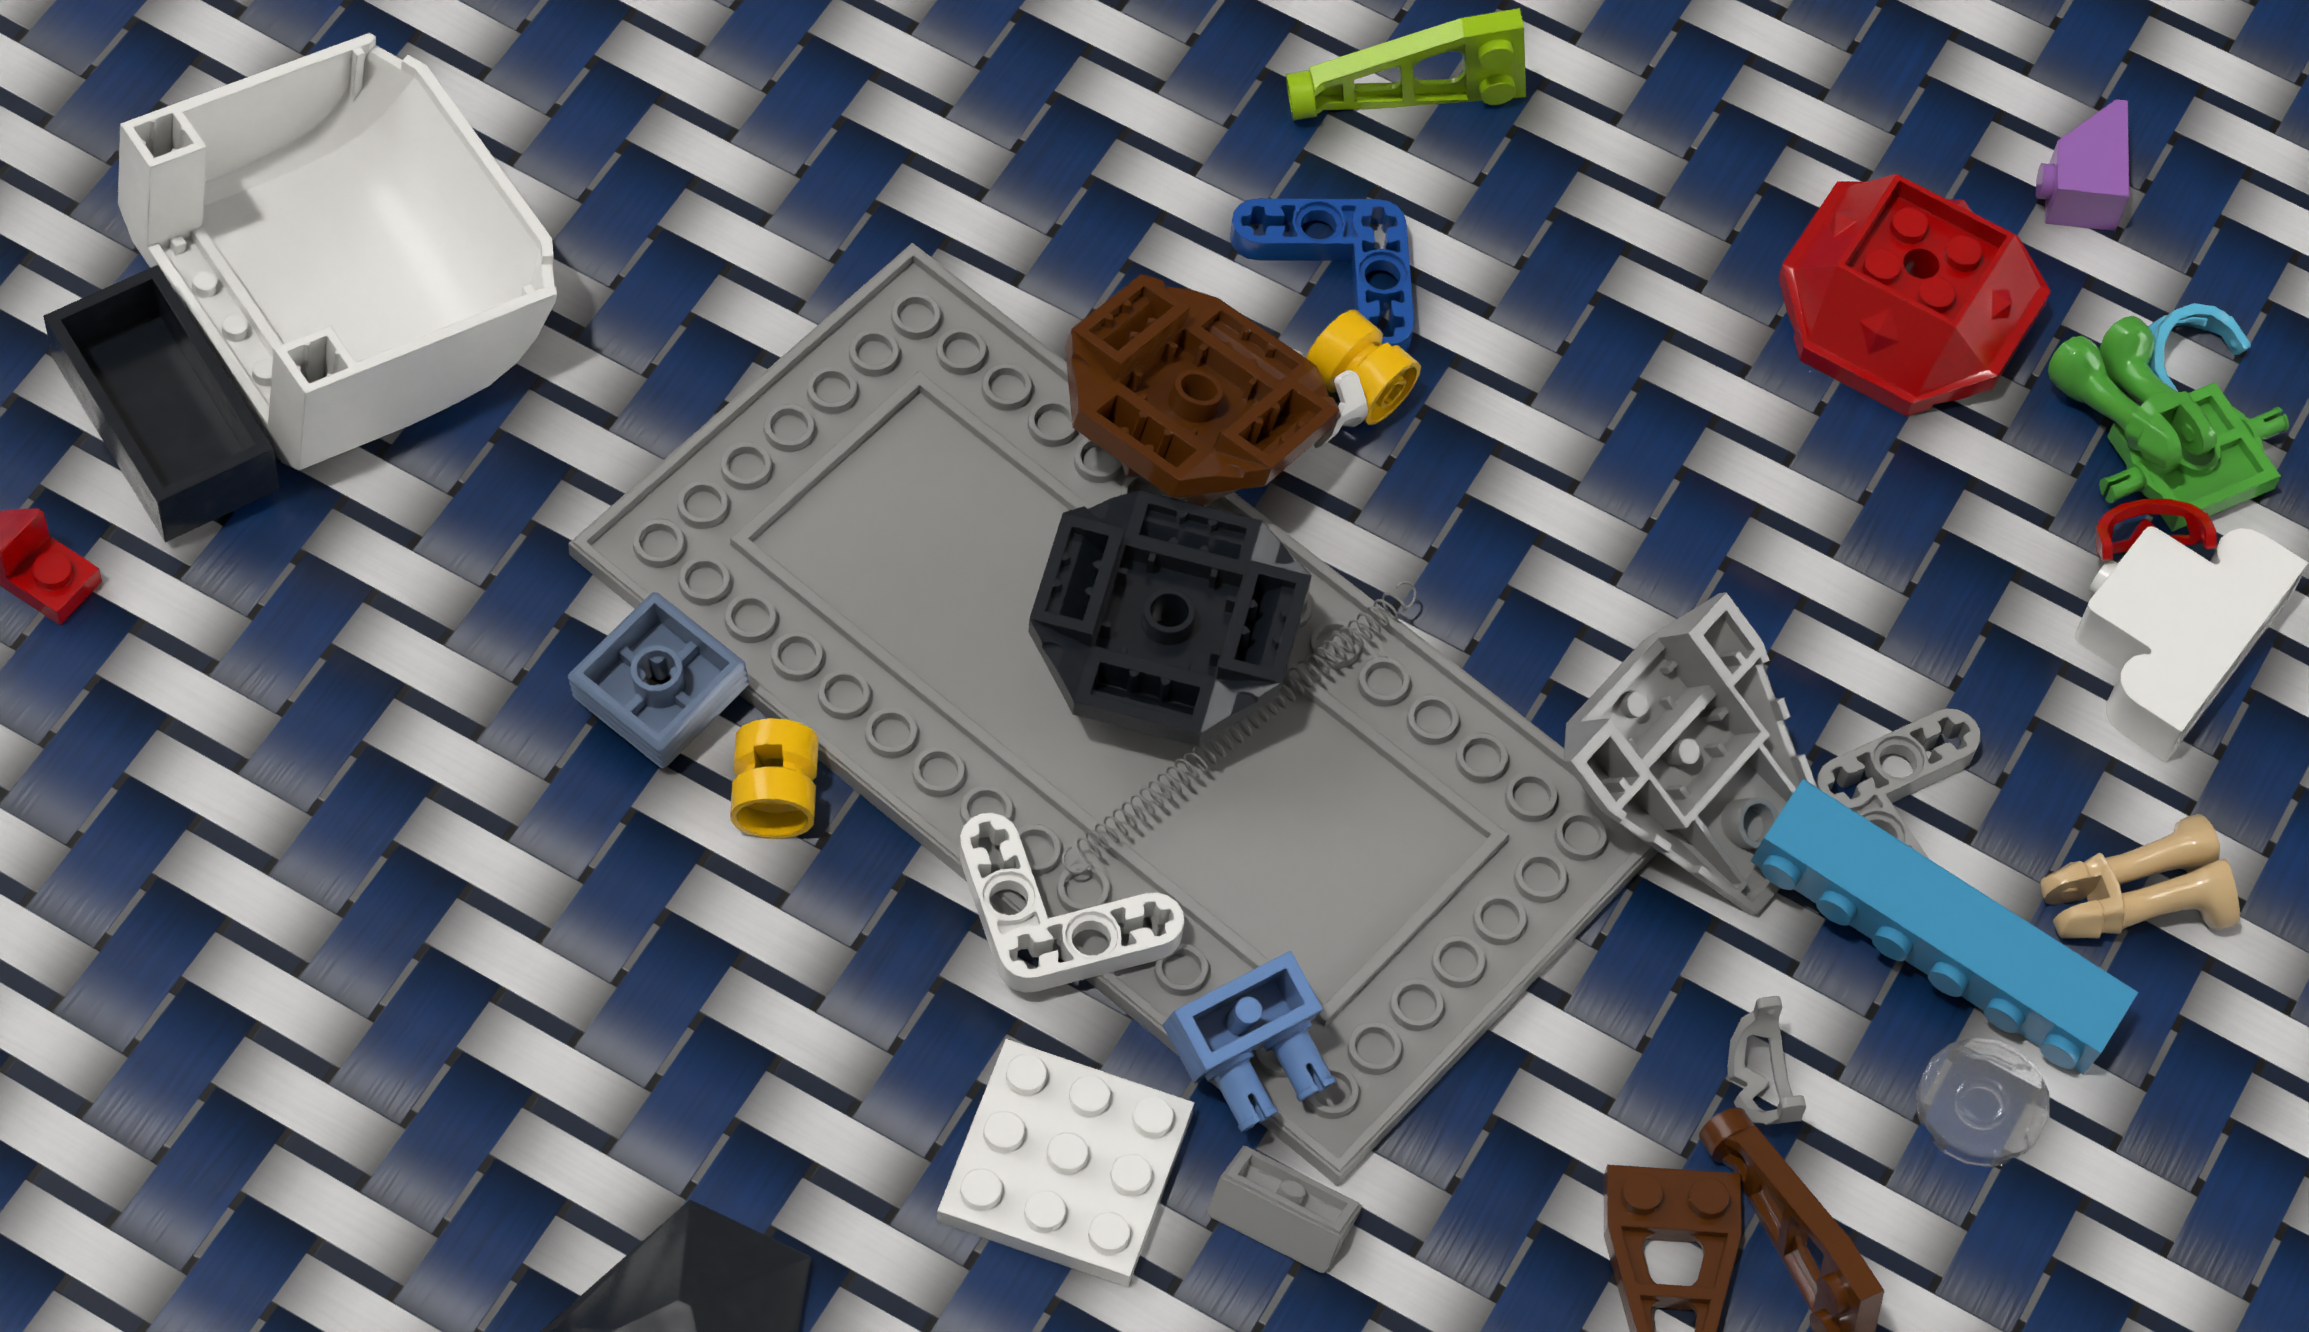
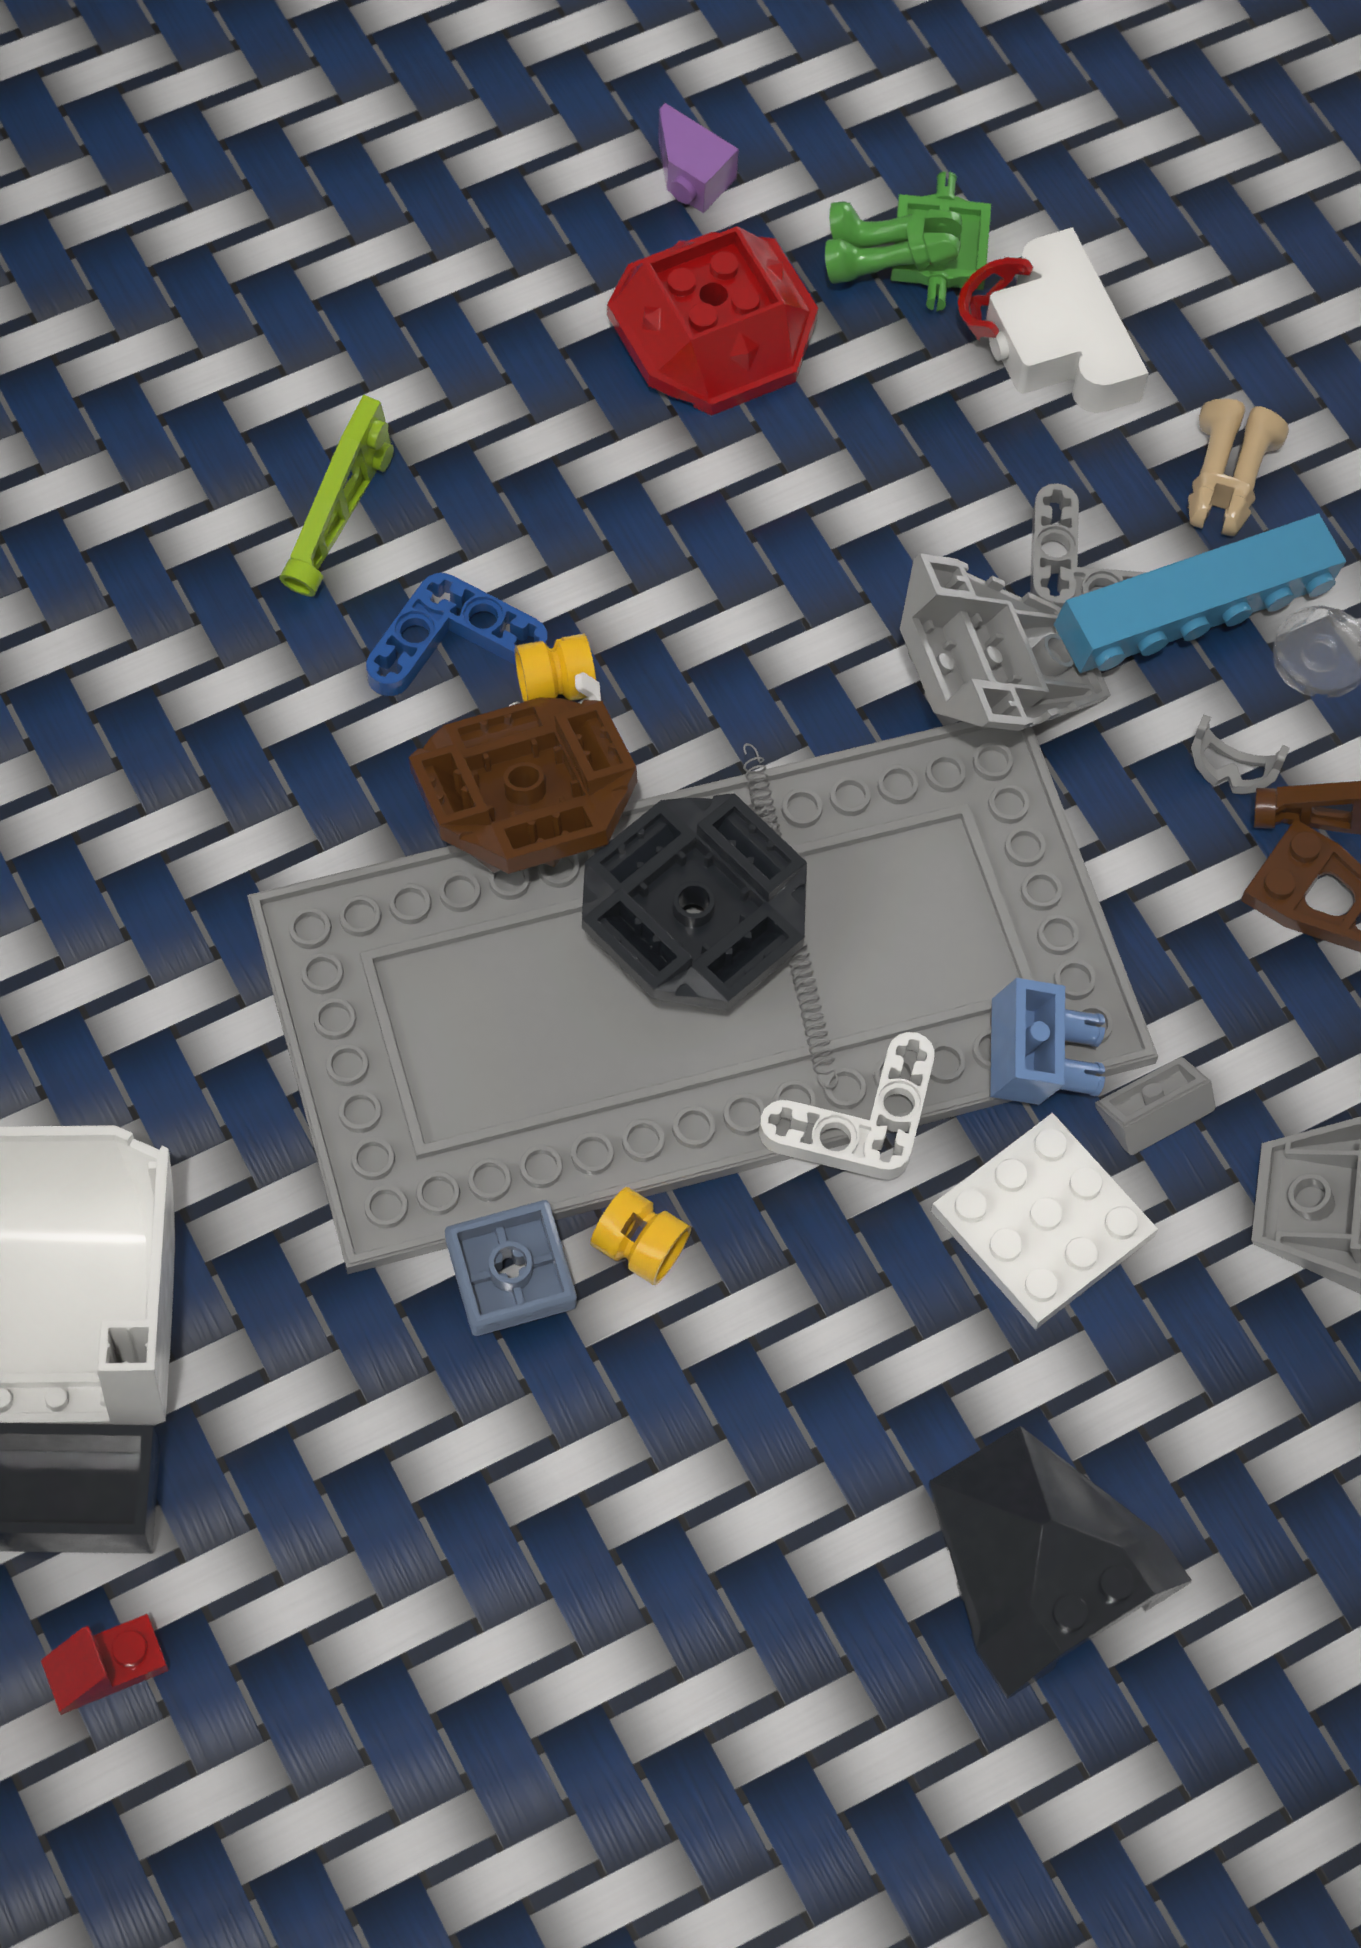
camera: 55 degrees left, 5 degrees up
(2200, 317) = (850, 165): medium azure helmet -> none

